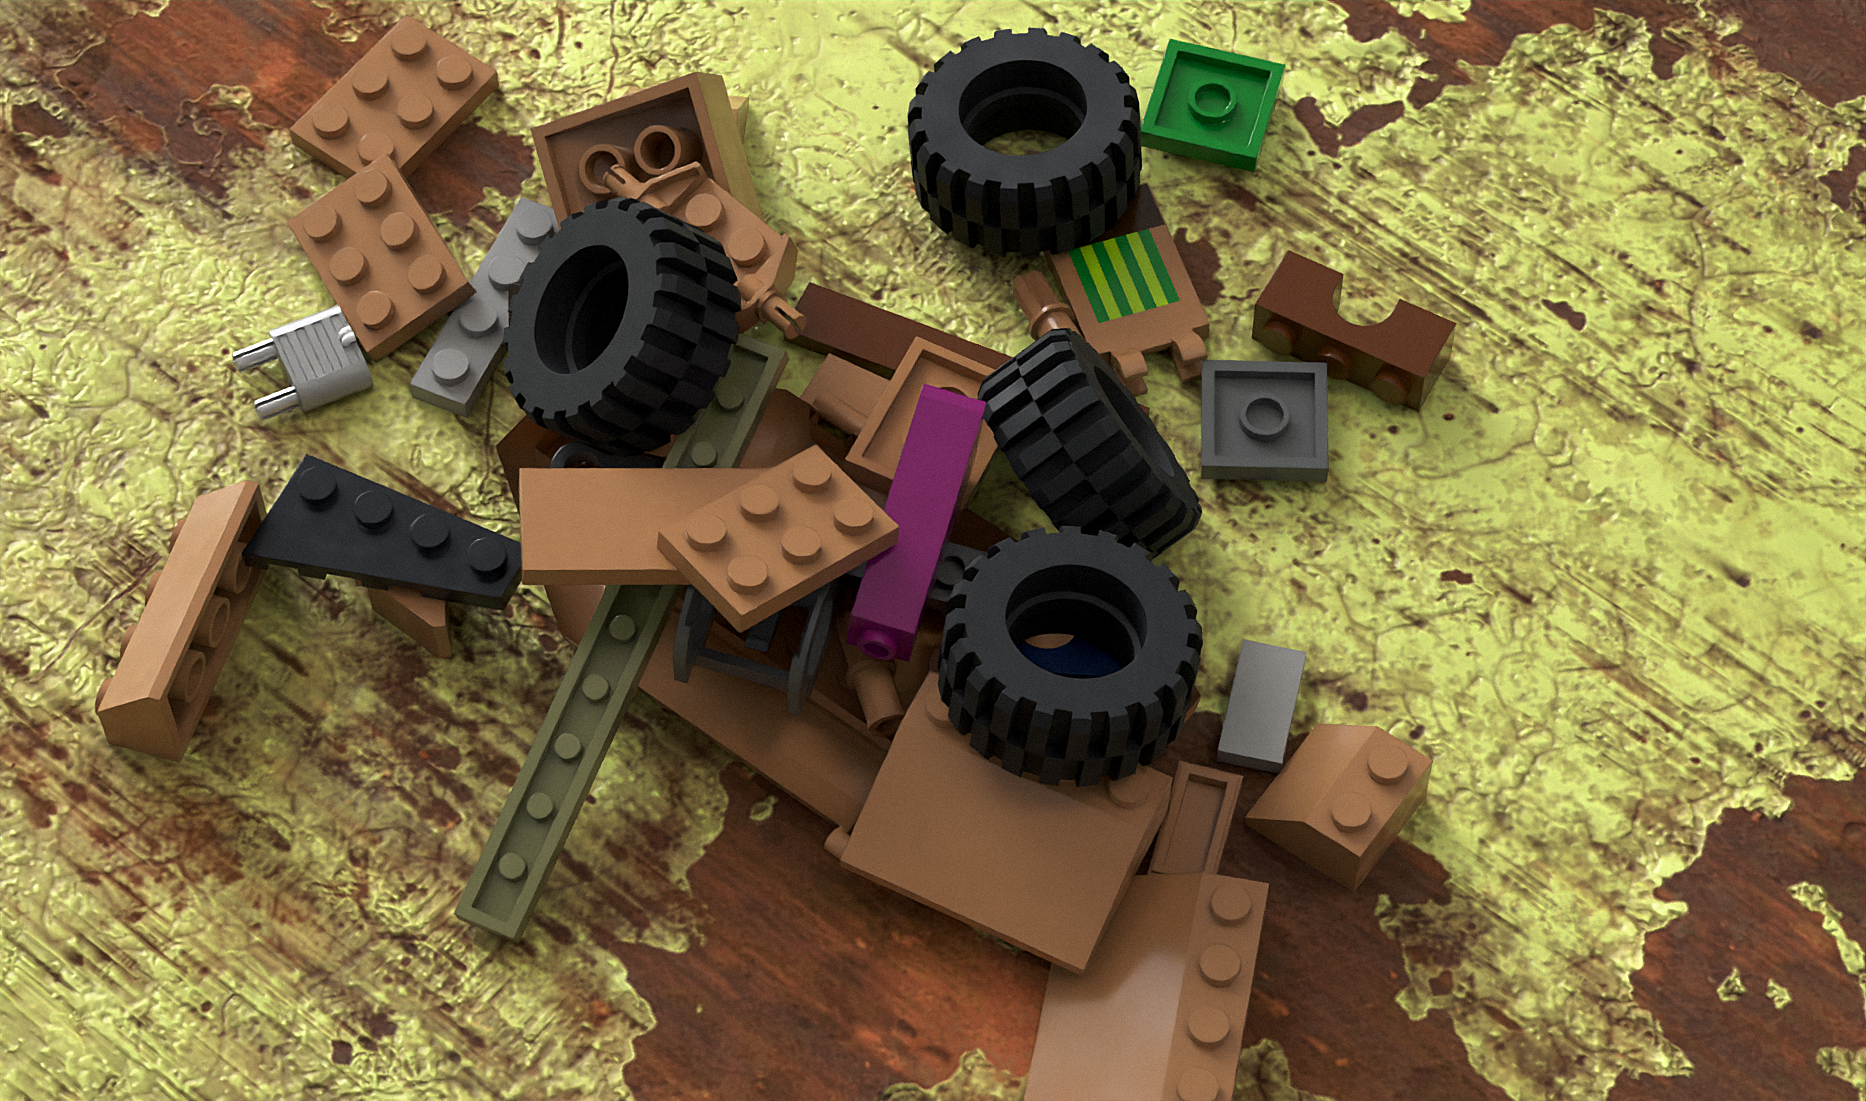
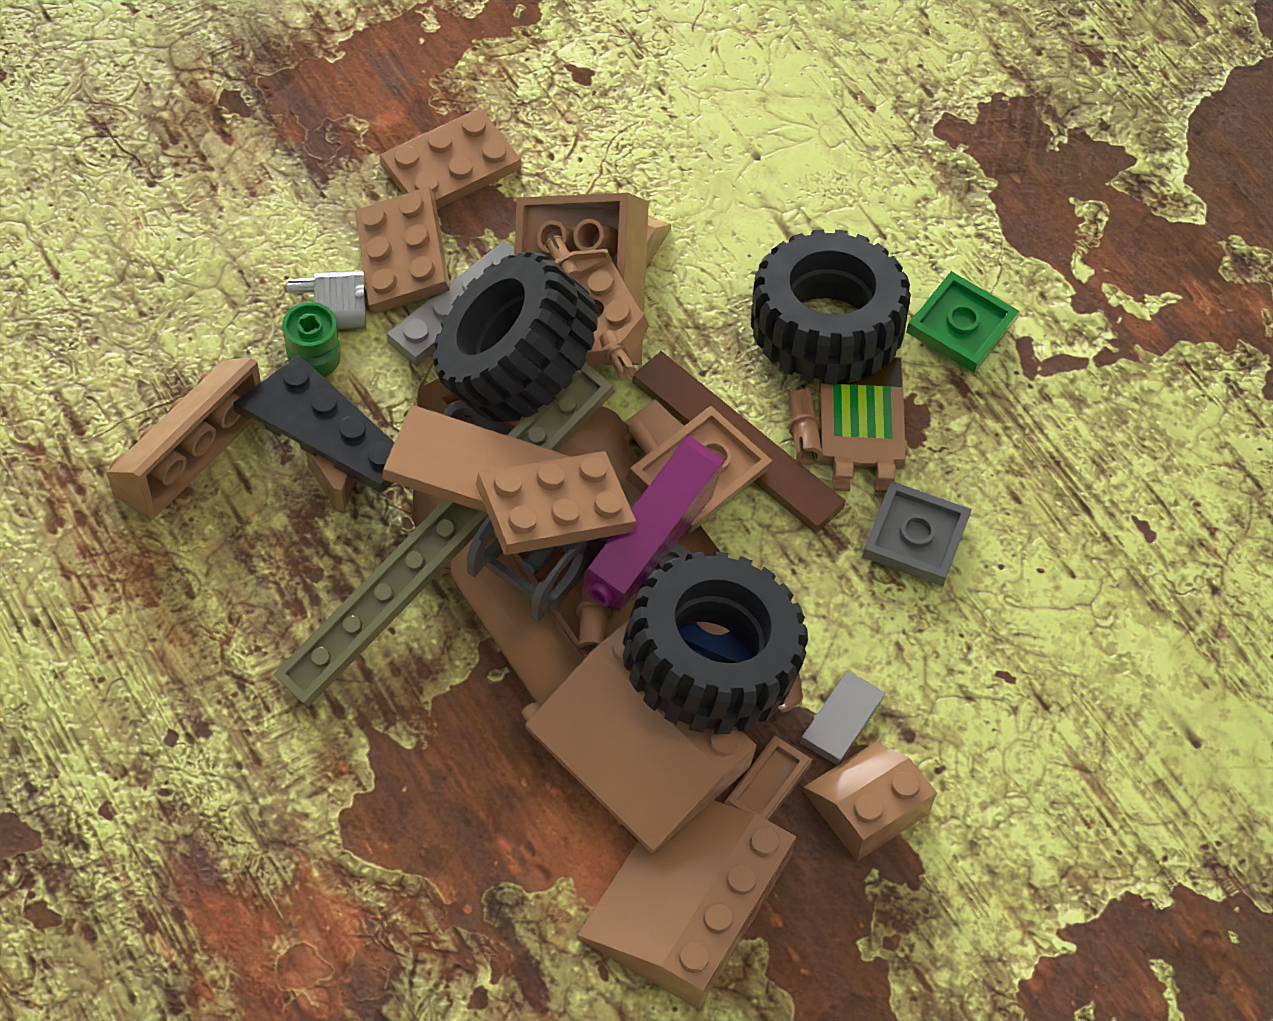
camera: 15 degrees right, 0 degrees up
(307, 417) = (313, 334): none -> green wheel
(1087, 445) = (787, 512): black tyre -> none
(1391, 359) = (1018, 520): reddish brown arch -> none

